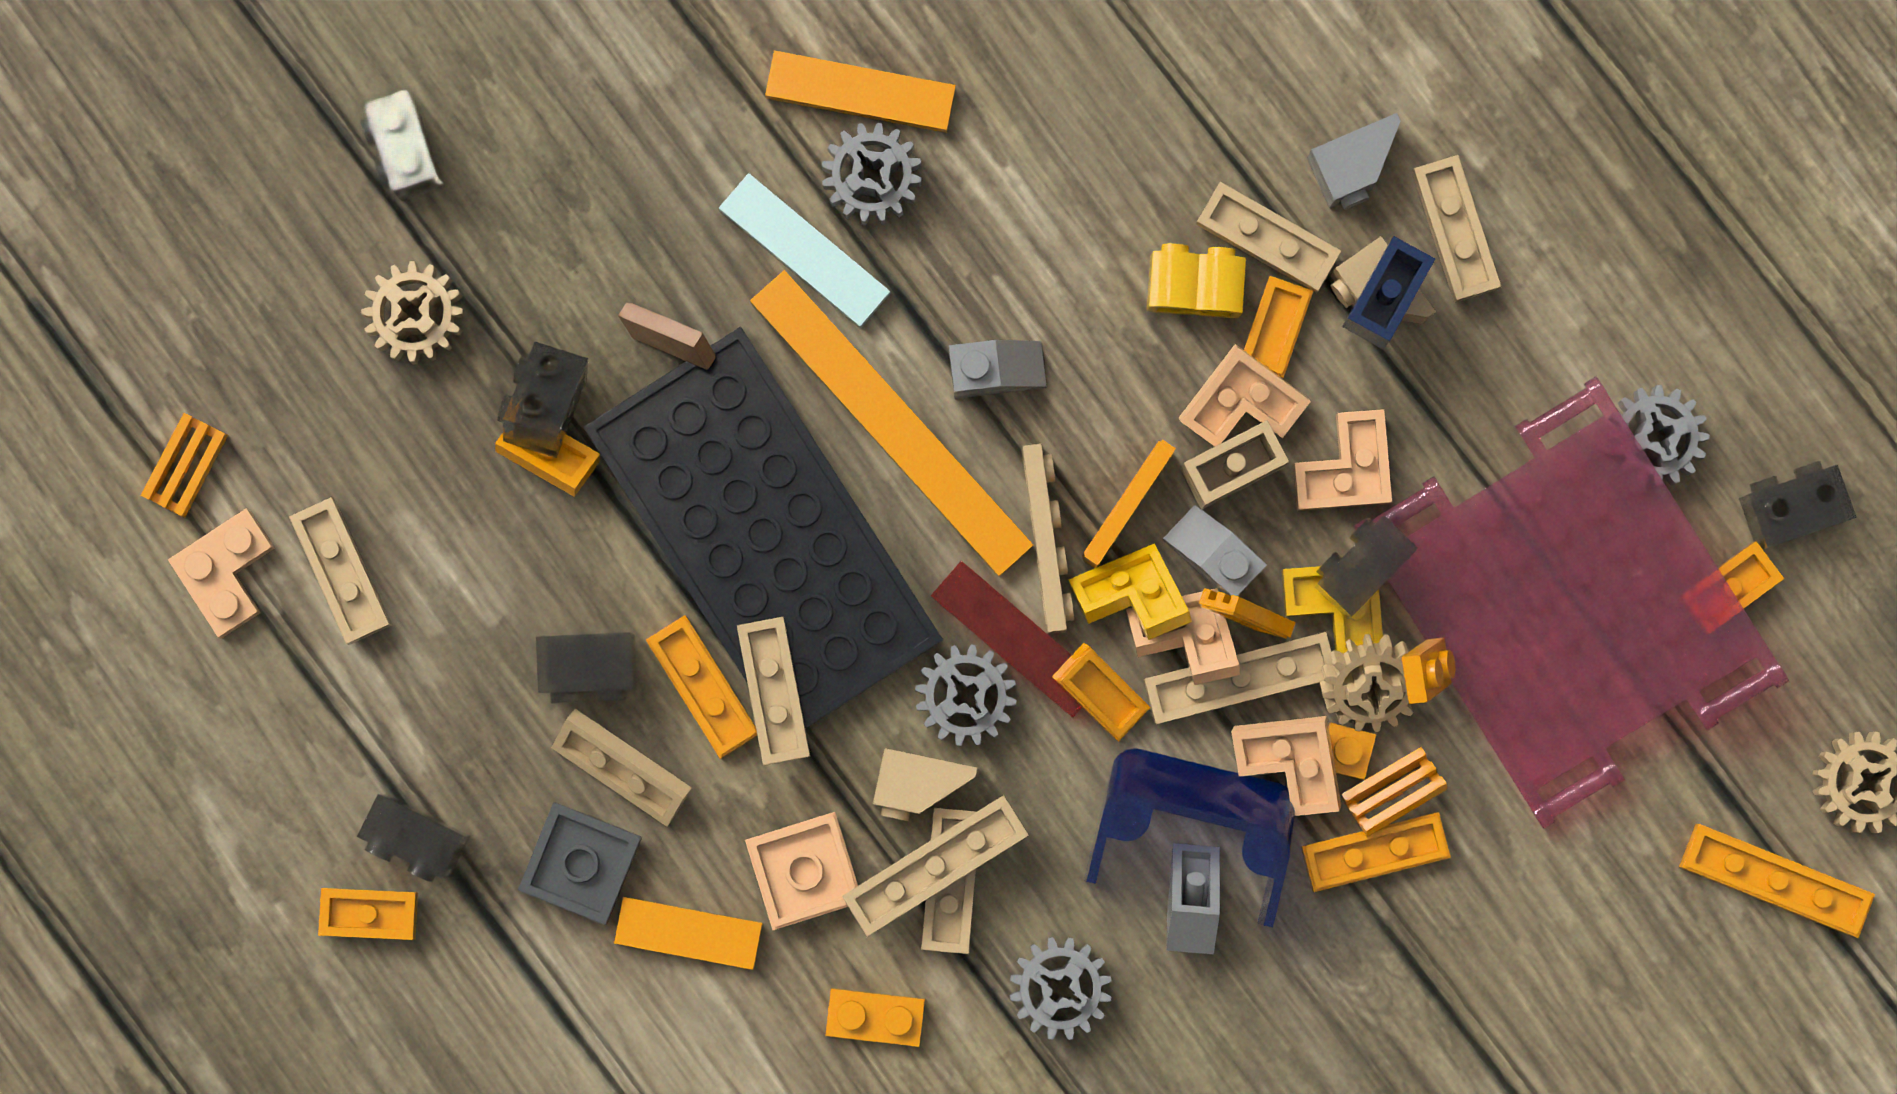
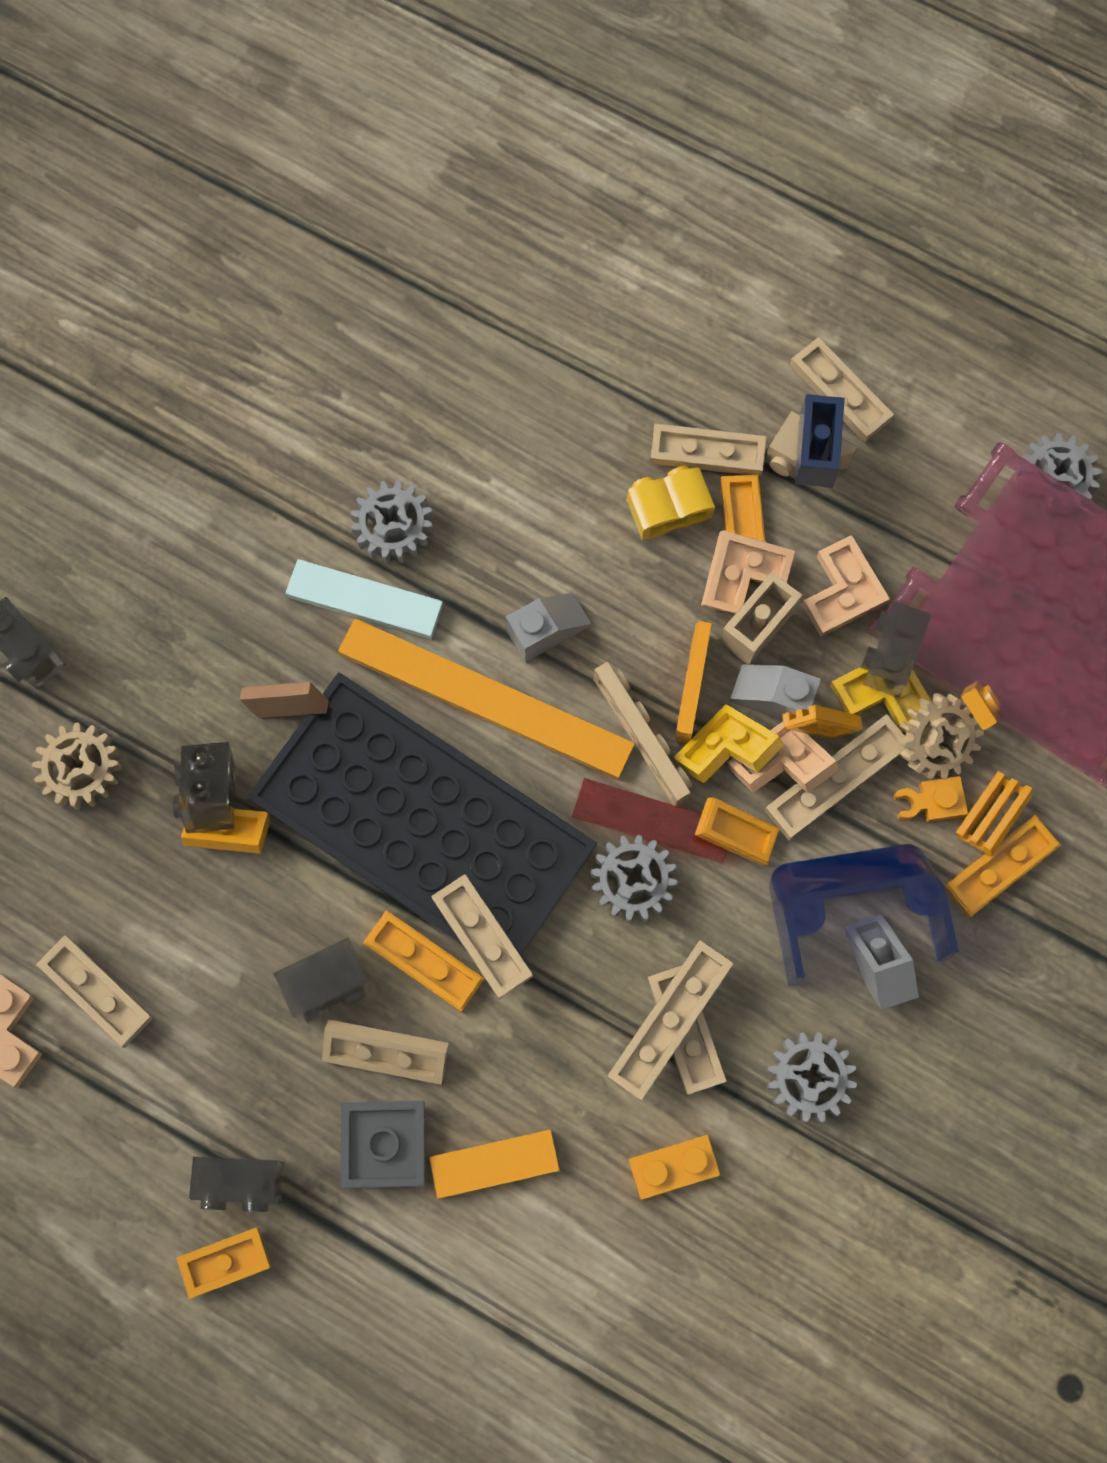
camera: 25 degrees left, 10 degrees down
(802, 870) = (565, 1072): light nougat plate -> none
(860, 91) = (357, 469): light orange tile -> none
(916, 783) = (624, 962): tan slope -> none
(1301, 751) = (909, 809): light nougat plate -> none
(1353, 162) = (744, 373): light grey slope -> none

